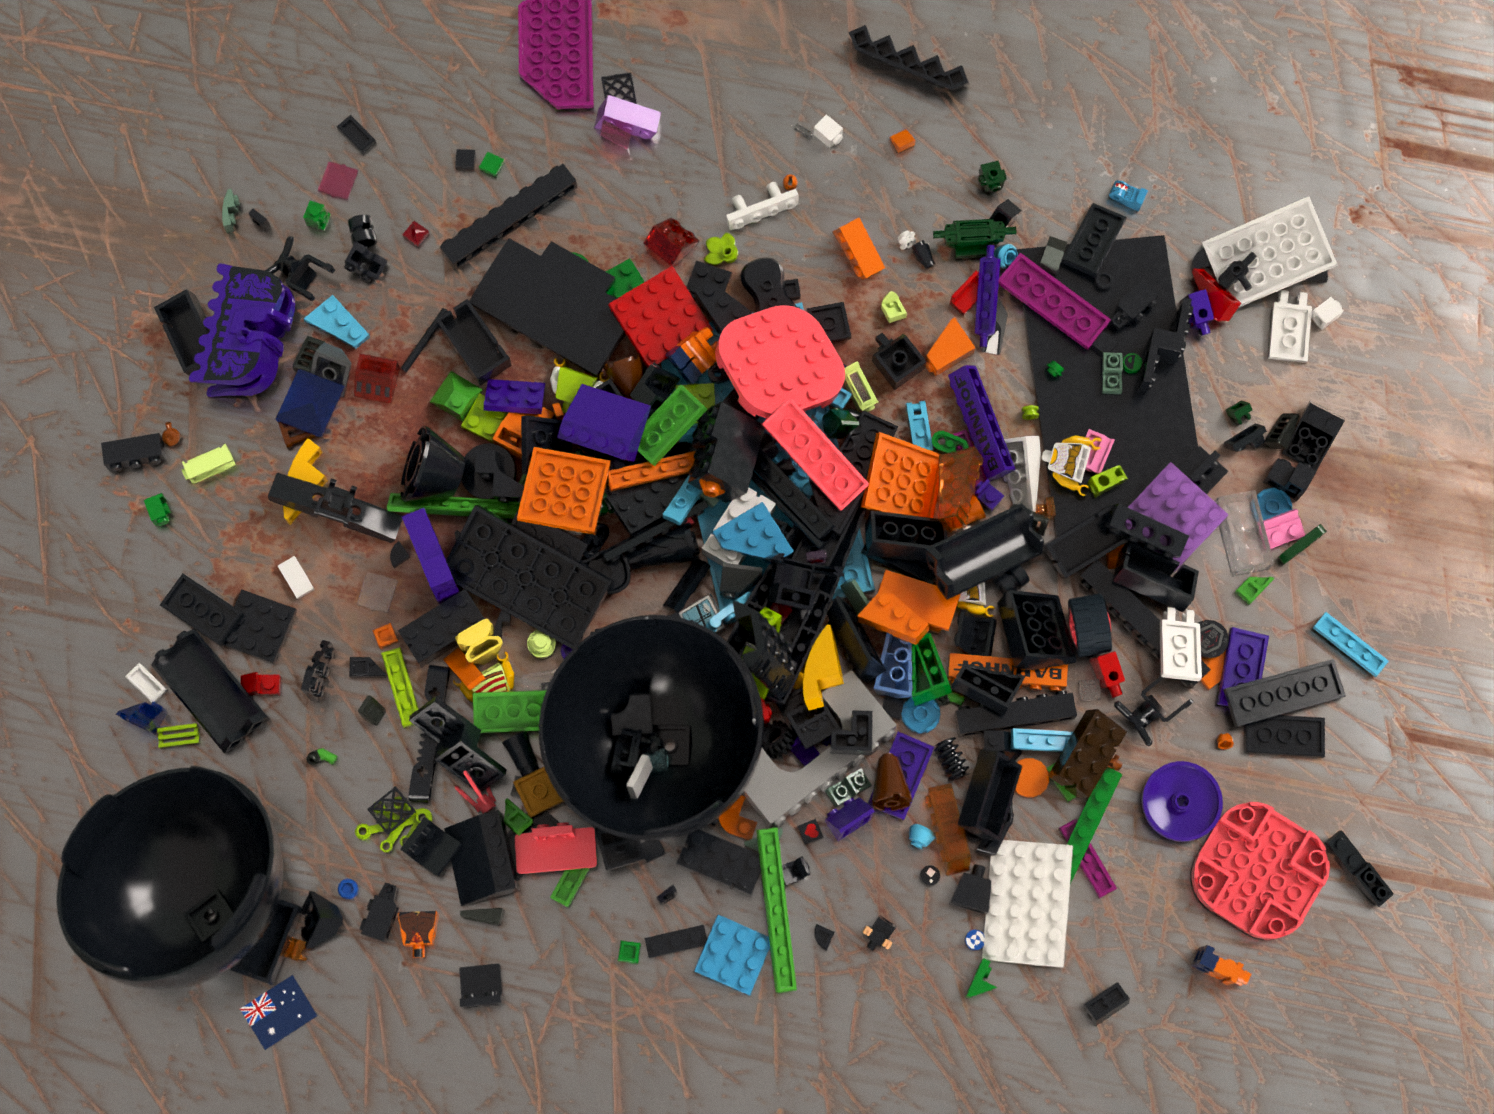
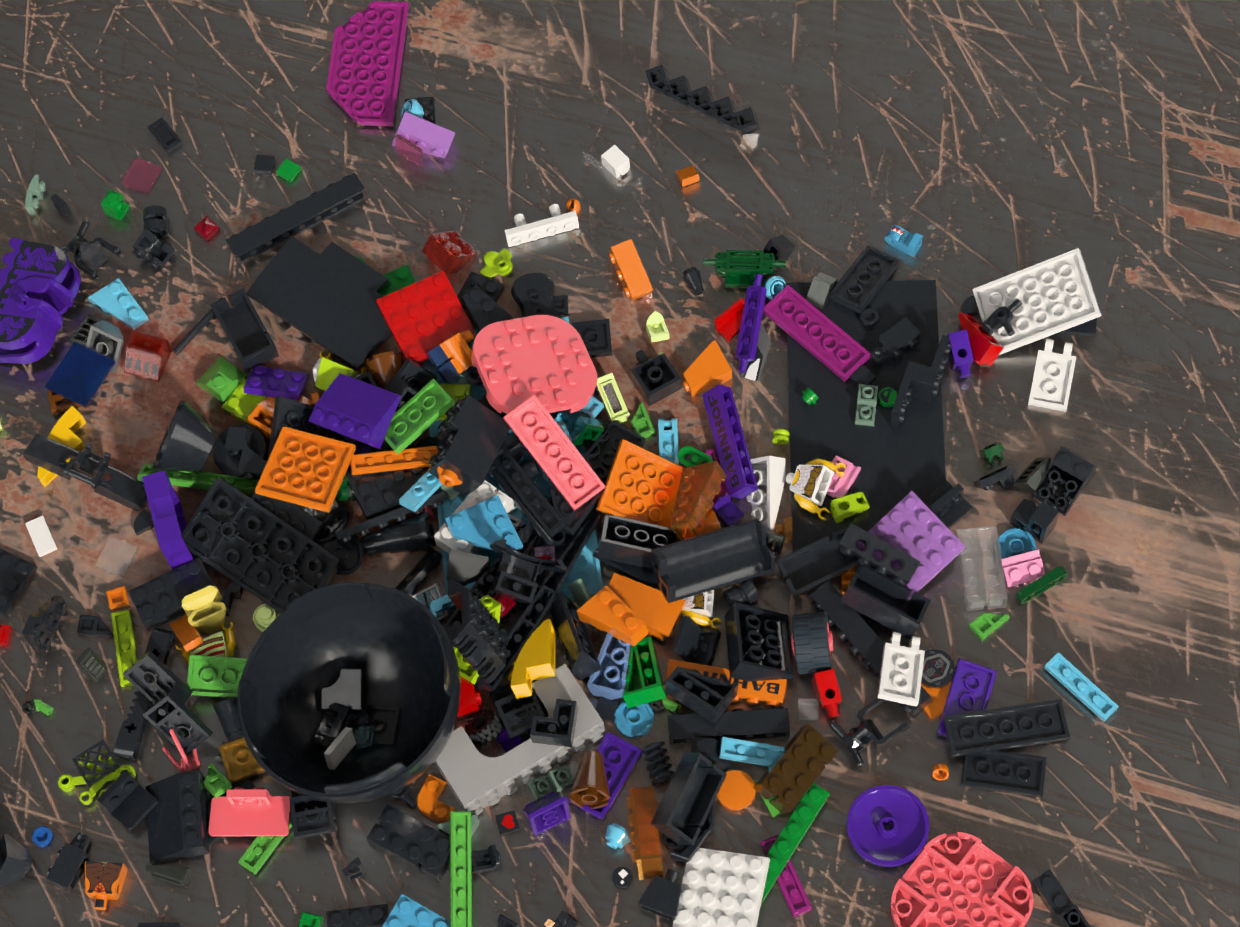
camera: 15 degrees right, 10 degrees down
(612, 88) = (412, 107): none -> medium azure cone
(652, 850) = (347, 825): black tile -> none
(889, 408) = (641, 422): none -> bright green tile
(906, 239) = (678, 266): white plate -> none
(991, 176) = (769, 213): dark green brick -> none
(1115, 763) = (823, 782): dark orange piece -> none
(1326, 313) = (1091, 364): white brick -> none

